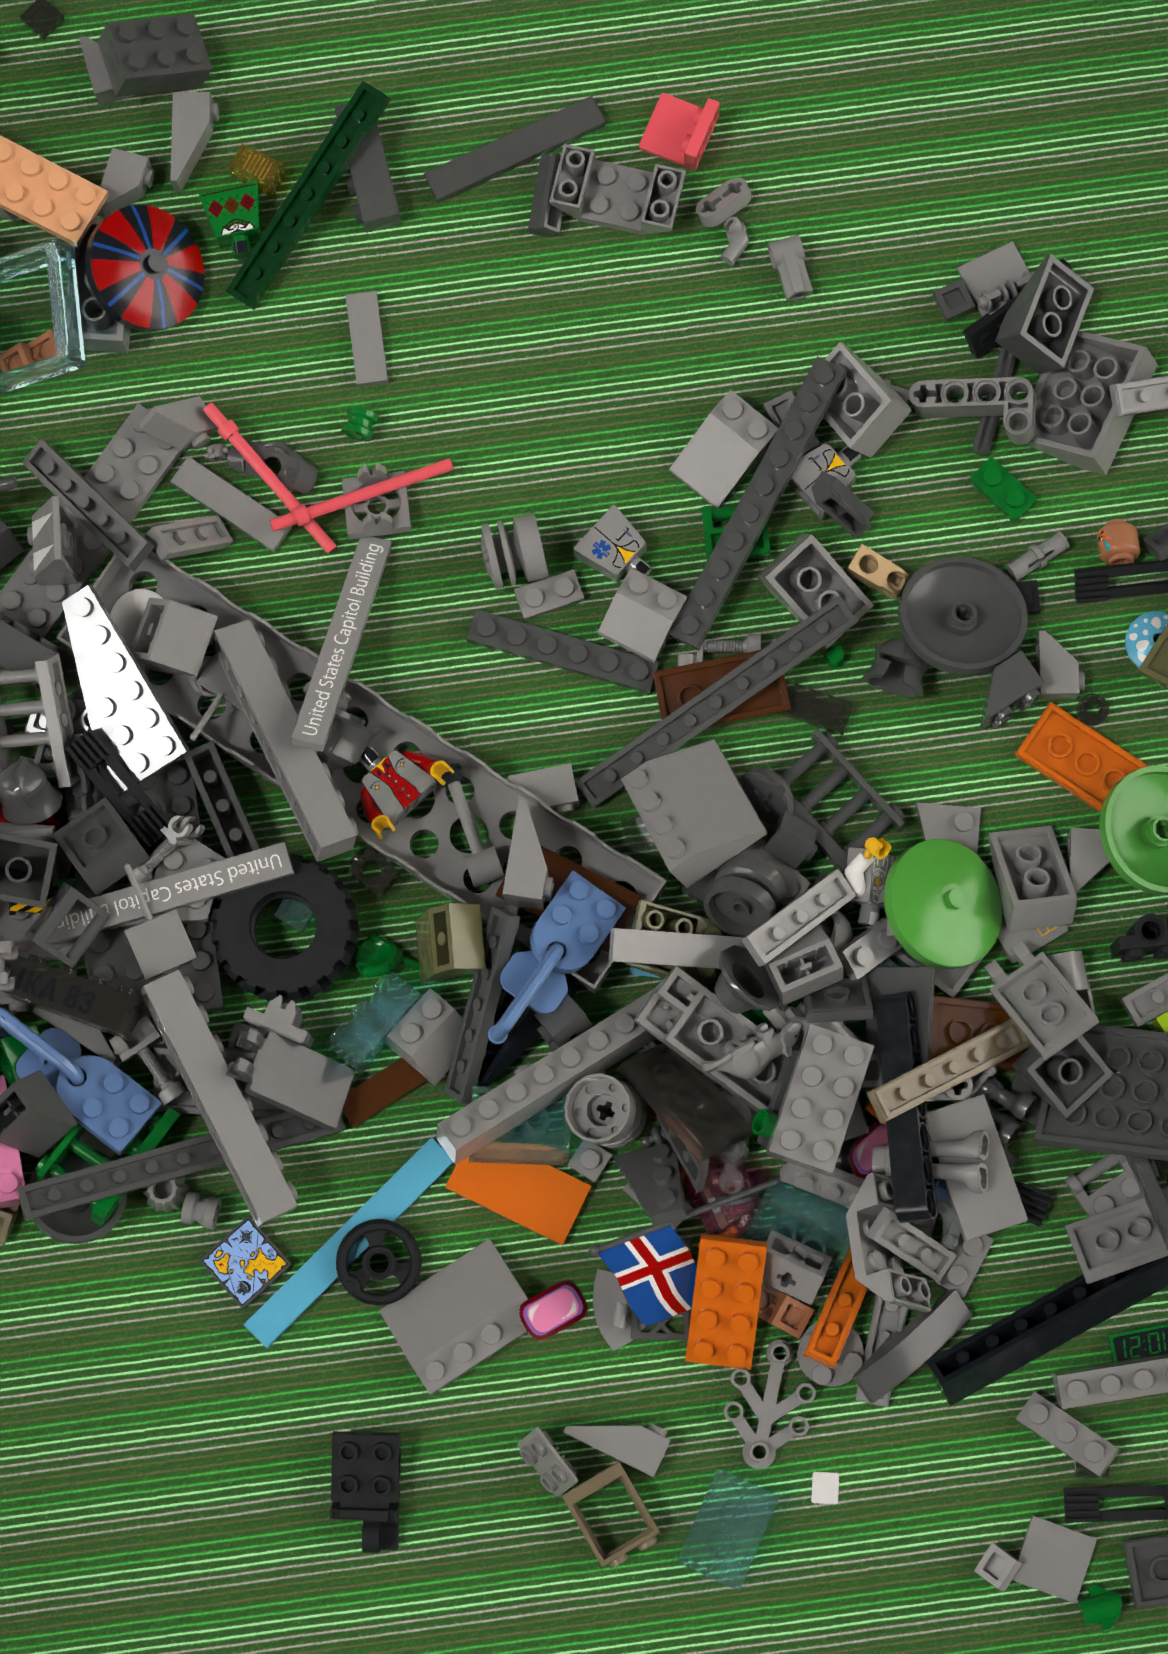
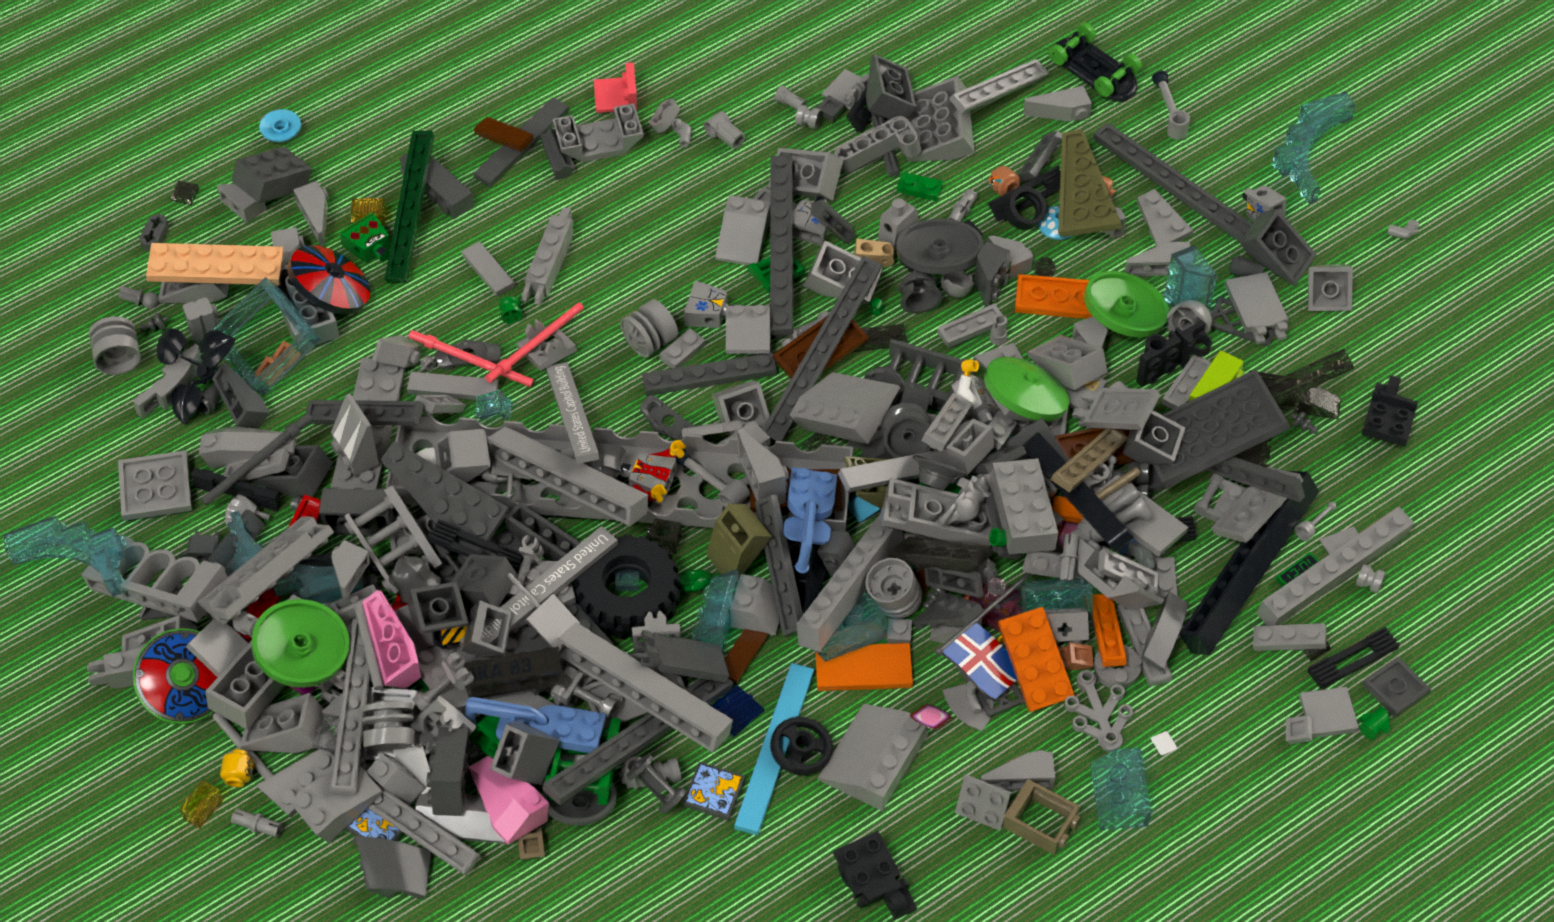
camera: 35 degrees left, 25 degrees down
(183, 1249) = (655, 783): none -> dark grey hose
(264, 563) = (493, 404): none -> clear light blue bracket
(332, 1163) = (739, 708): none -> clear blue piece
(450, 365) = (549, 257): none -> light grey hinge
(461, 675) = (656, 411): none -> dark grey piece
(494, 128) = (503, 134): none -> reddish brown tile
(509, 752) = (712, 428): none -> light grey tile
(571, 730) = (742, 403): none -> light grey slope
(844, 1190) = (1069, 557): none -> light grey axle
(905, 251) = (787, 97): none -> light grey pin
(915, 301) = (807, 116): none -> light grey wheel
(930, 543) = (895, 220): none -> light grey torso
(940, 752) = (968, 326): none -> light grey plate
(958, 686) = (957, 284): none -> light grey hair
(970, 782) = (999, 333): none -> light grey pin
(970, 1113) = (1117, 484): none -> dark tan bar
(1138, 617) = (1035, 198): none -> black tyre

